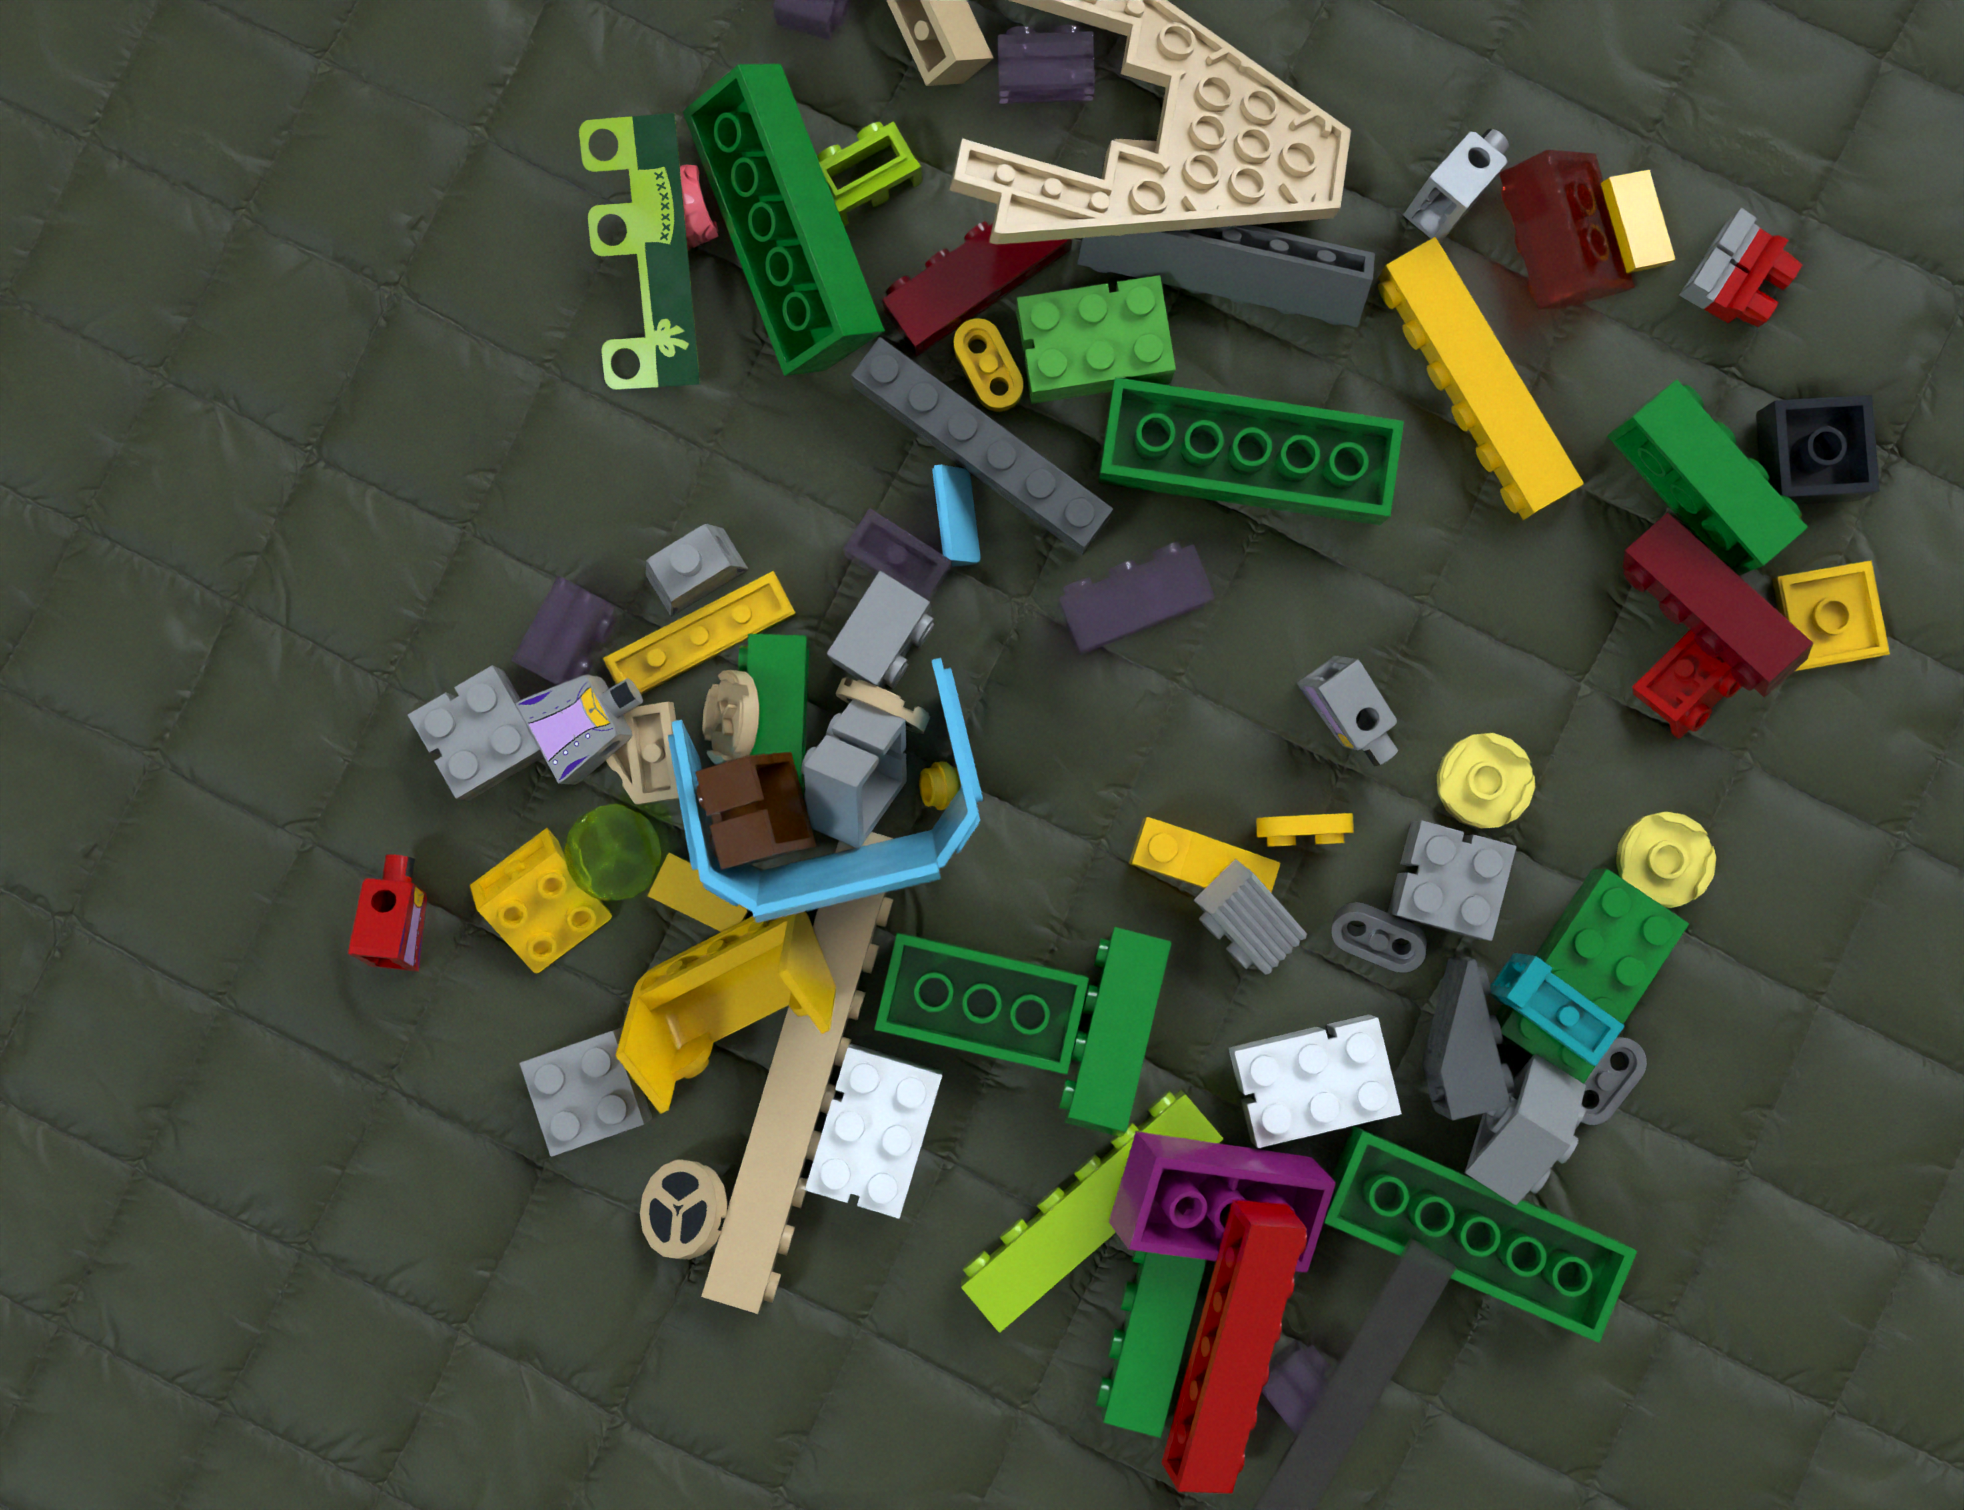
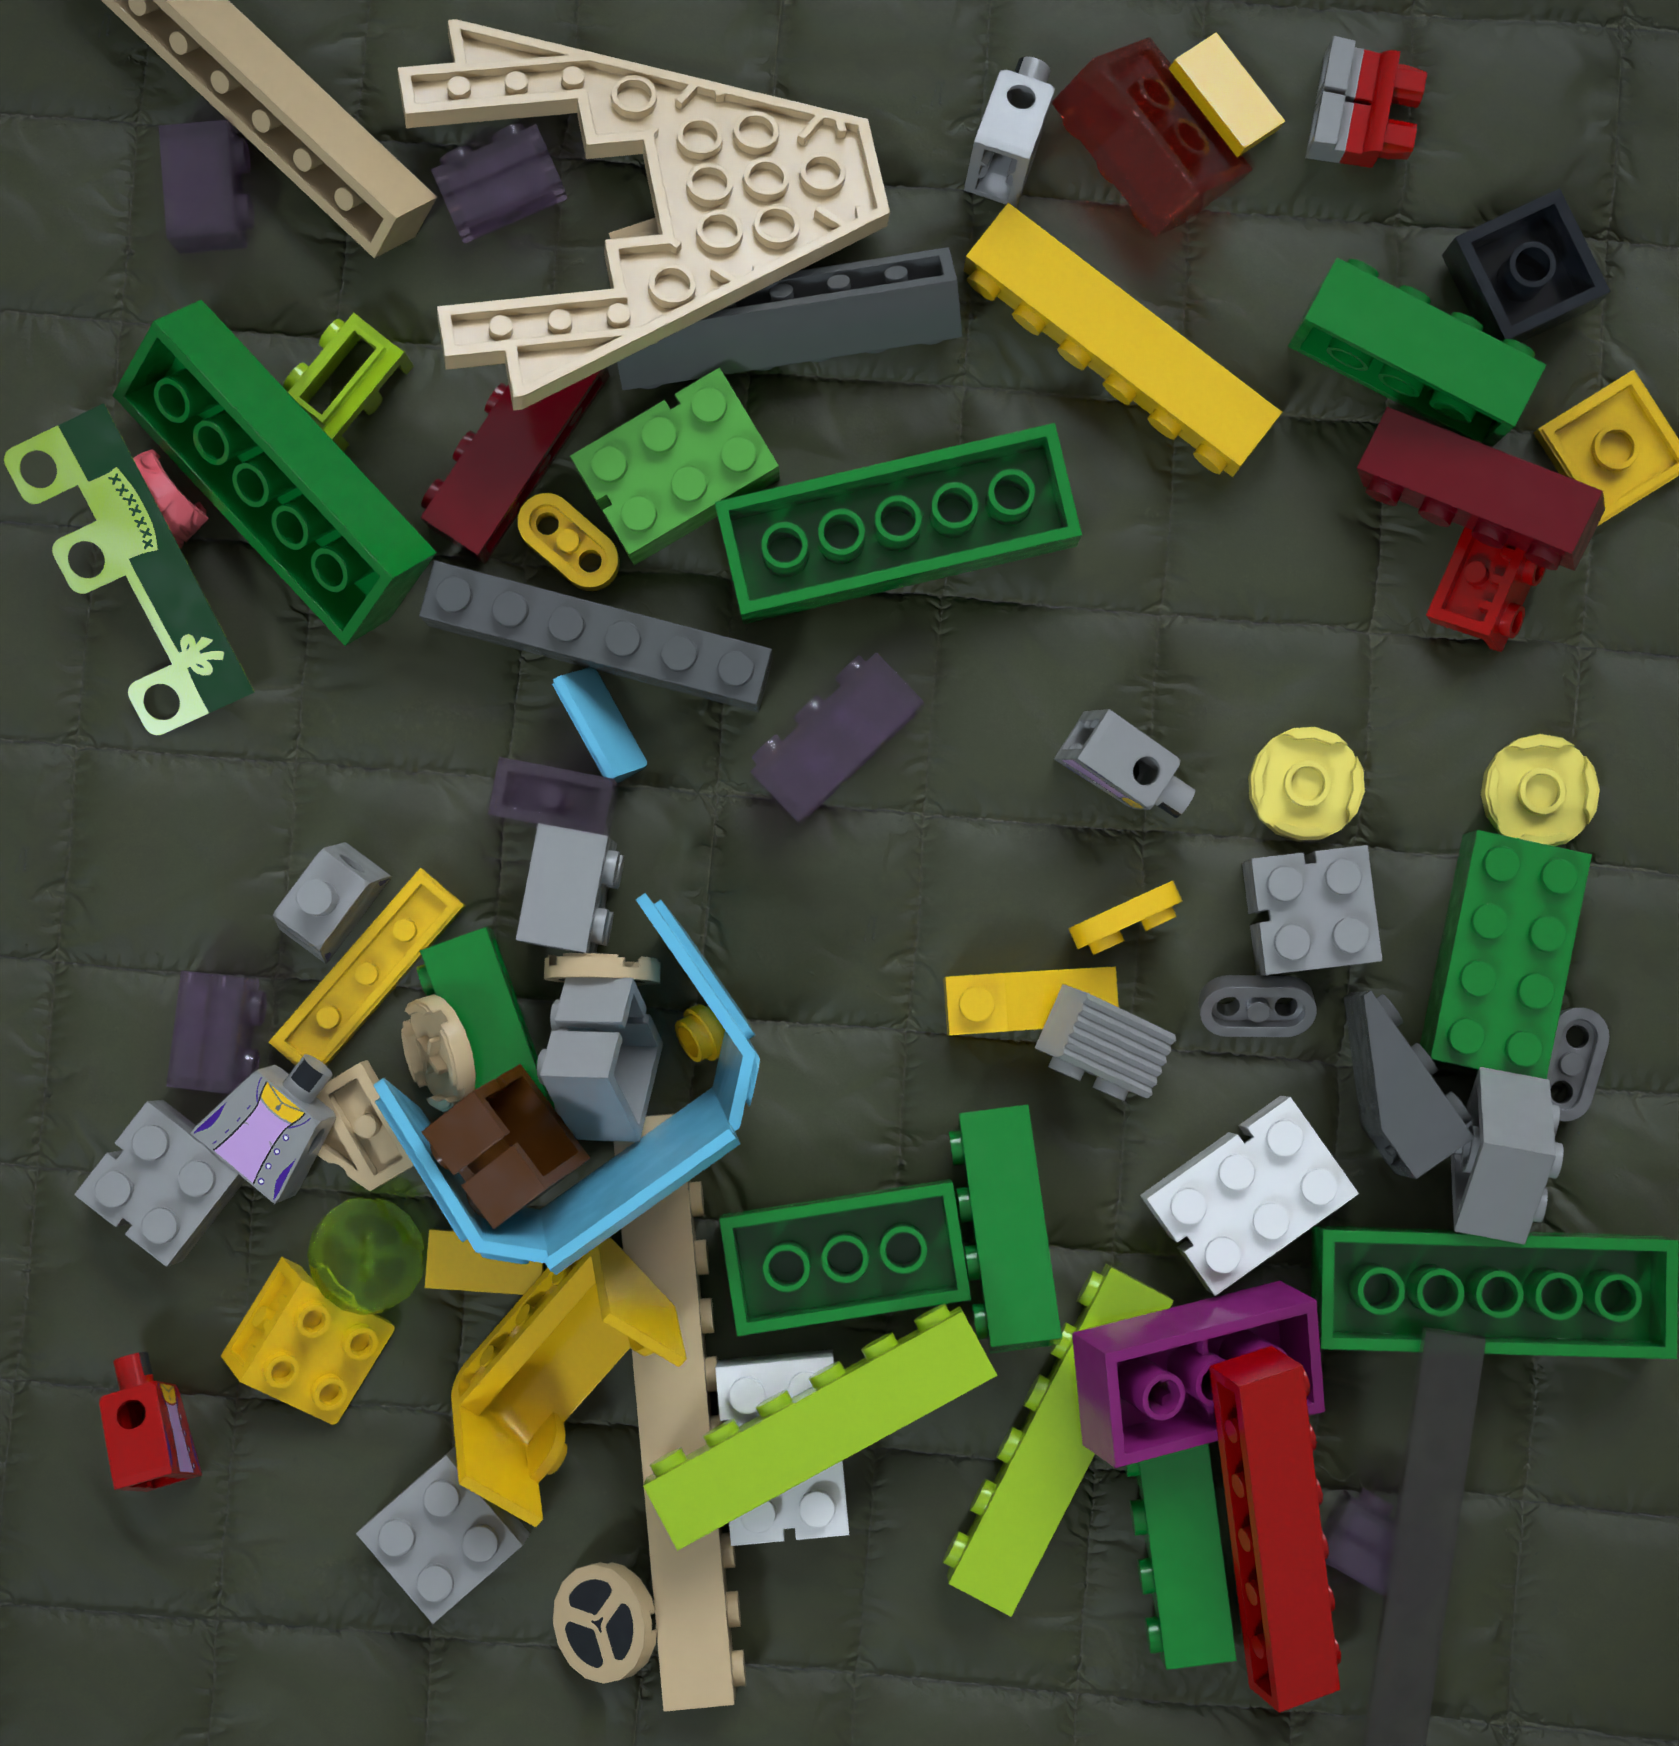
camera: 20 degrees left, 0 degrees up
(910, 1124) = (817, 1427): none -> lime brick
(1555, 1007) = (1481, 1007): teal bracket -> none

